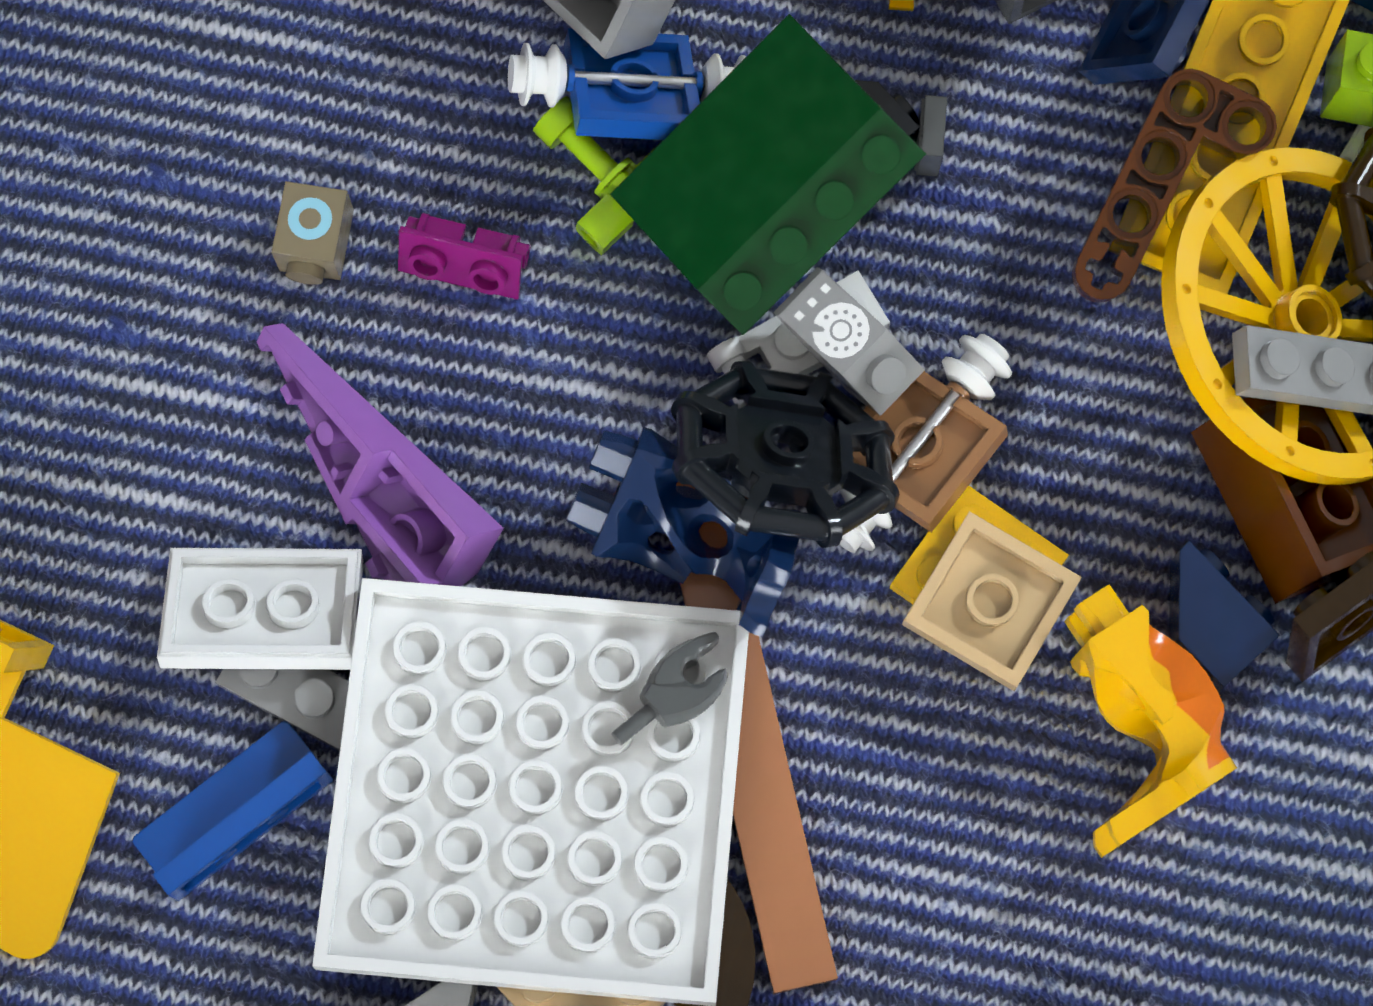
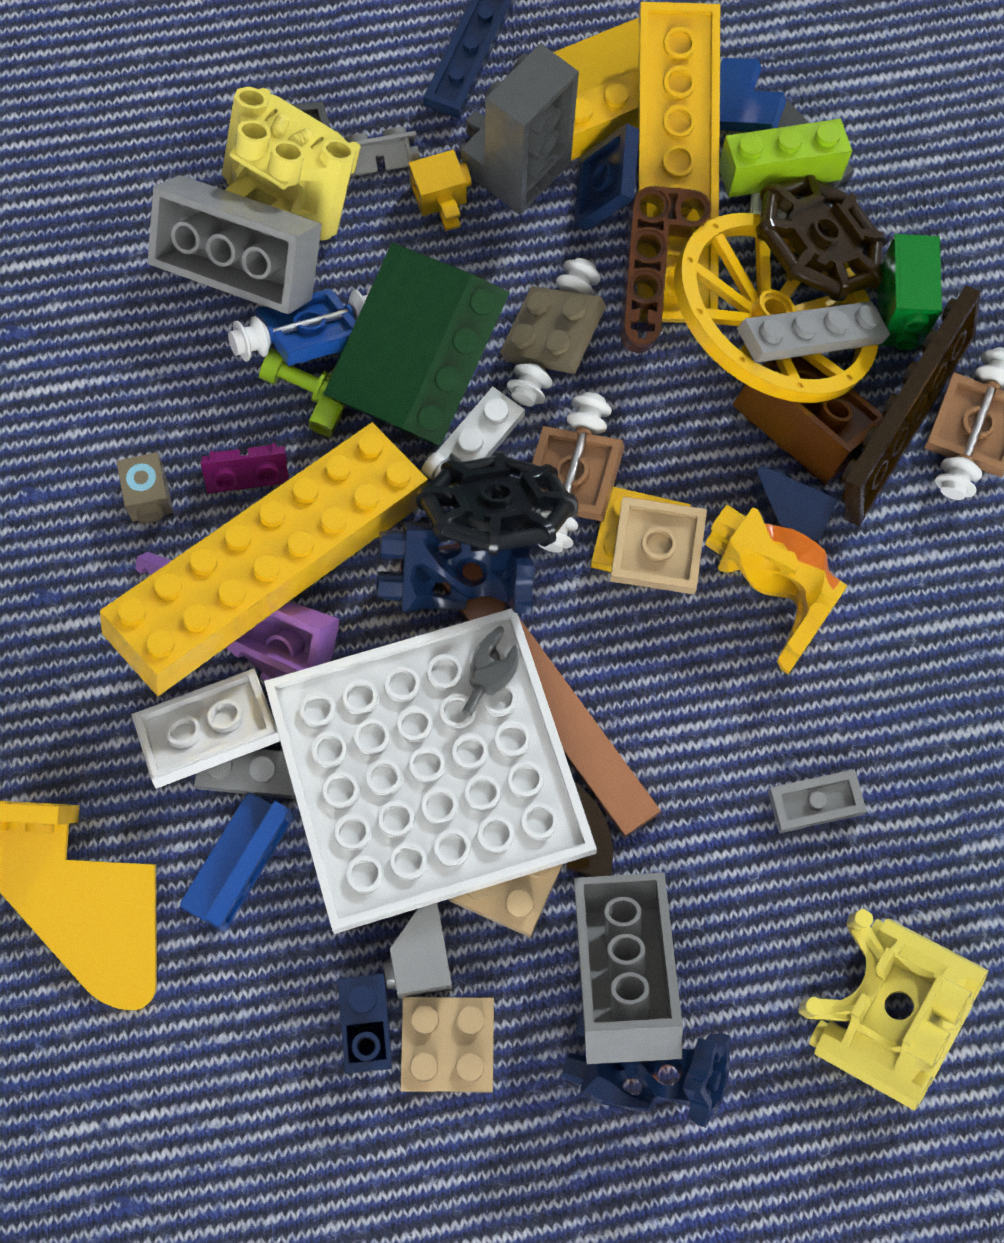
camera: 25 degrees left, 5 degrees down
(431, 403) = (261, 559): none -> yellow brick
(849, 341) = (507, 425): light grey slope -> none
(931, 134) = (500, 277): dark grey tile -> none
(979, 221) = (553, 330): none -> dark tan plate

